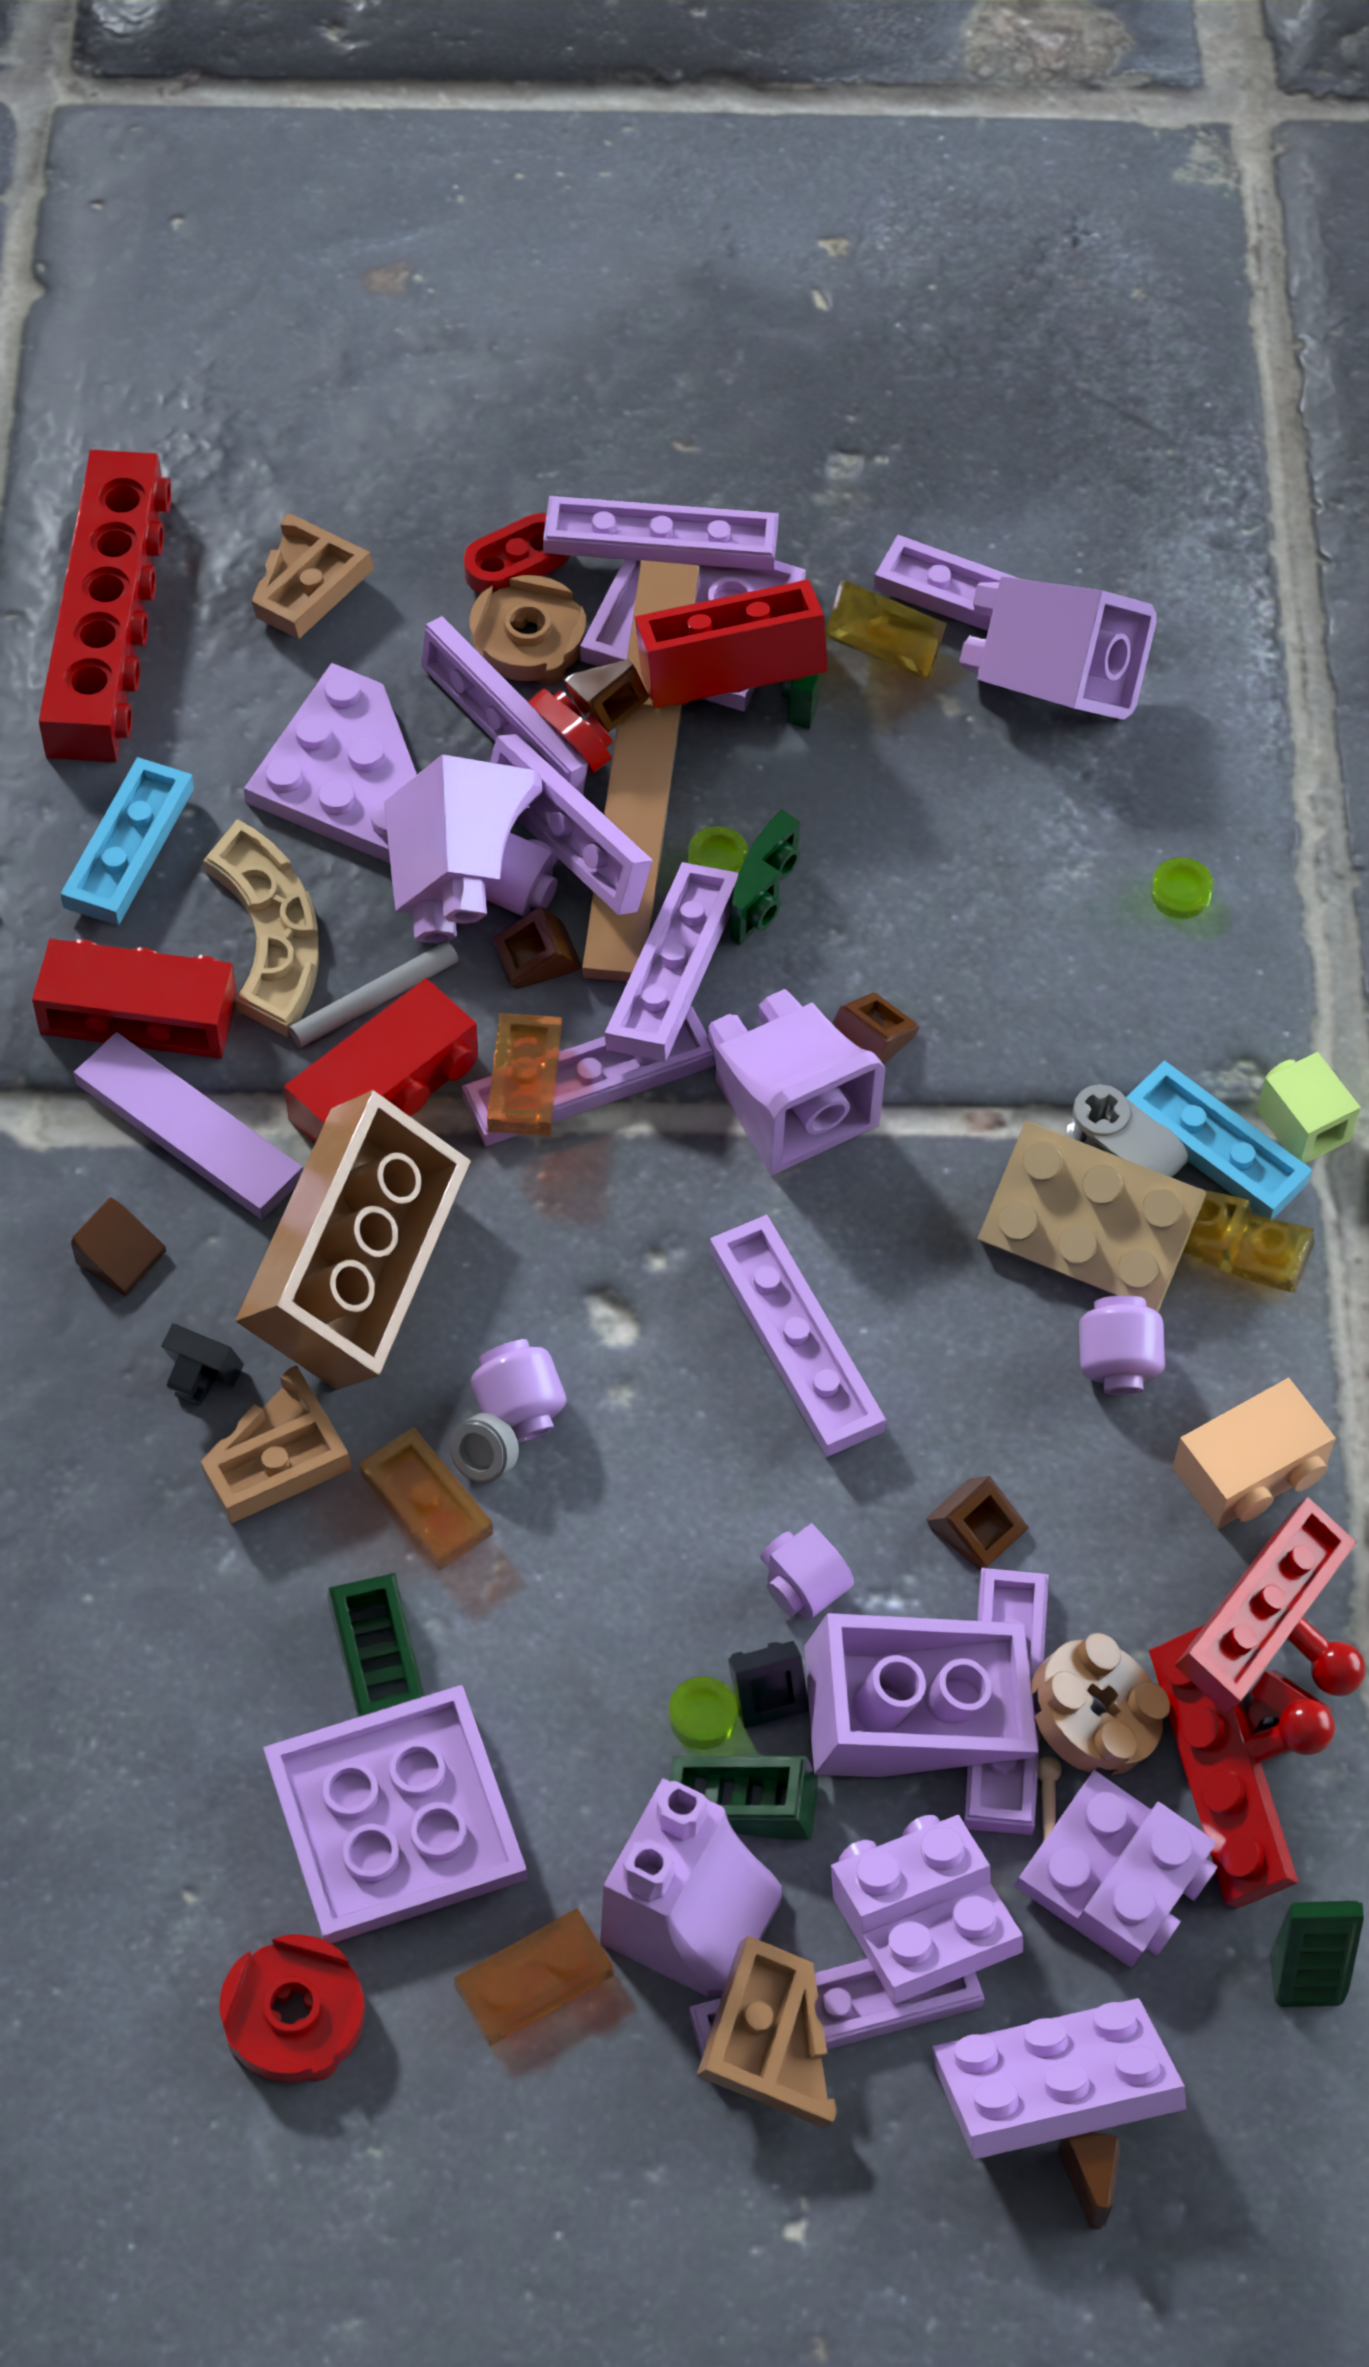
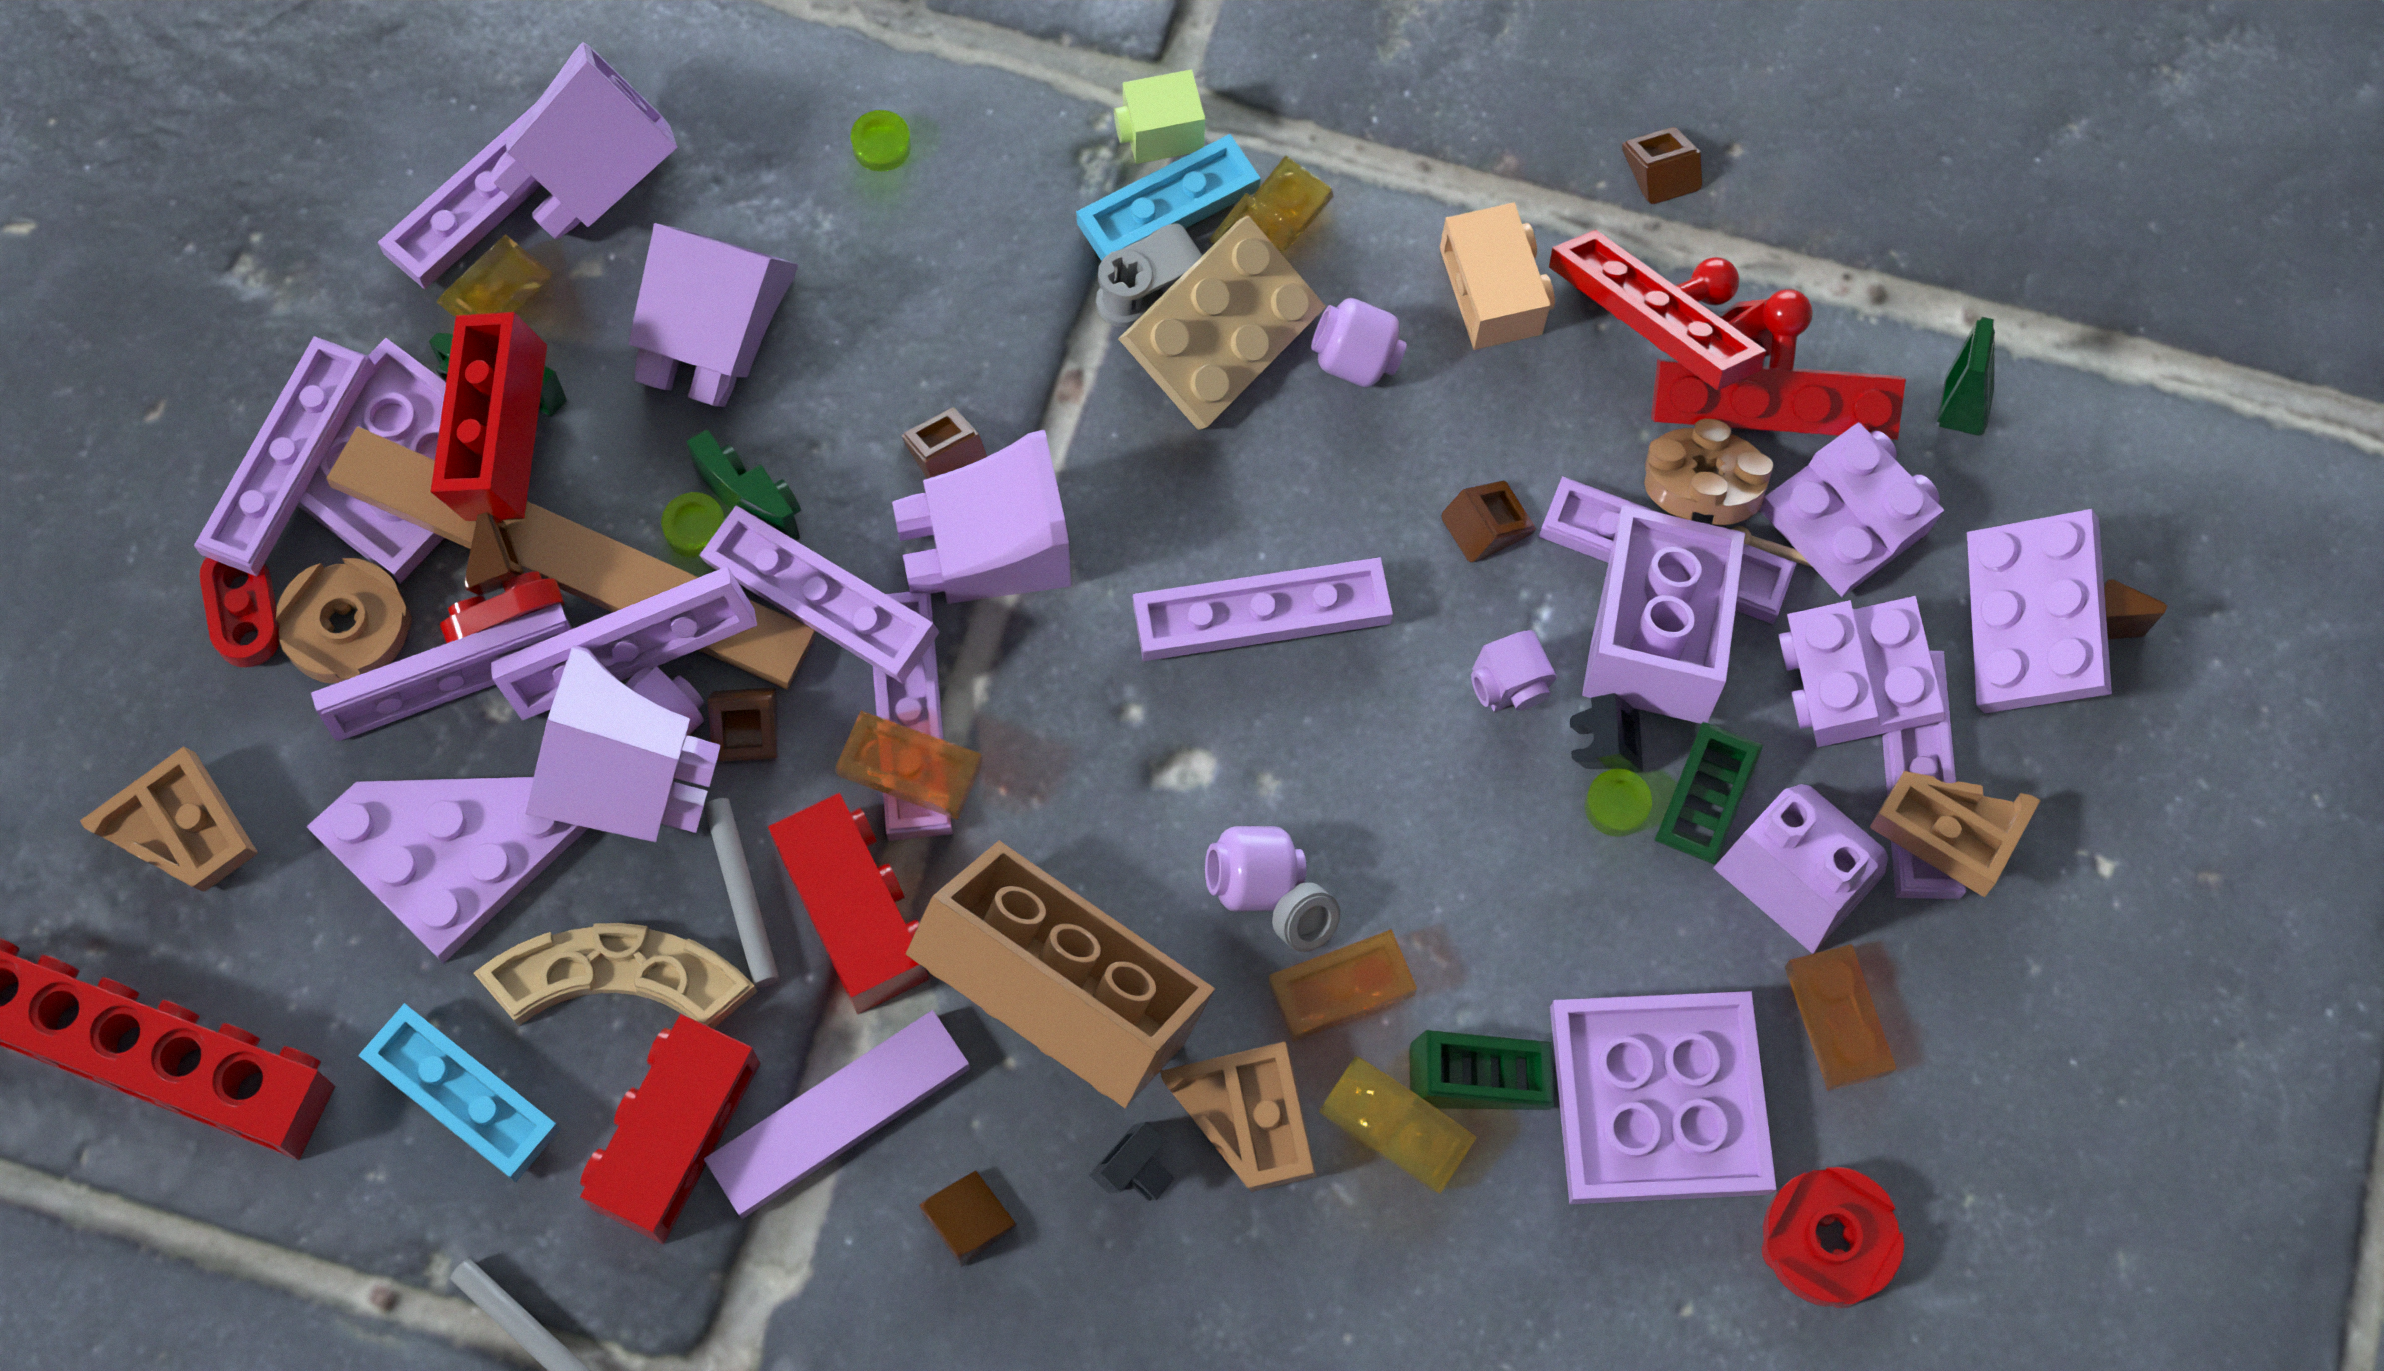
camera: 75 degrees left, 10 degrees up
(296, 1577) = (1397, 1124): none -> clear yellow slope
(933, 789) = (705, 308): none -> lavender hips

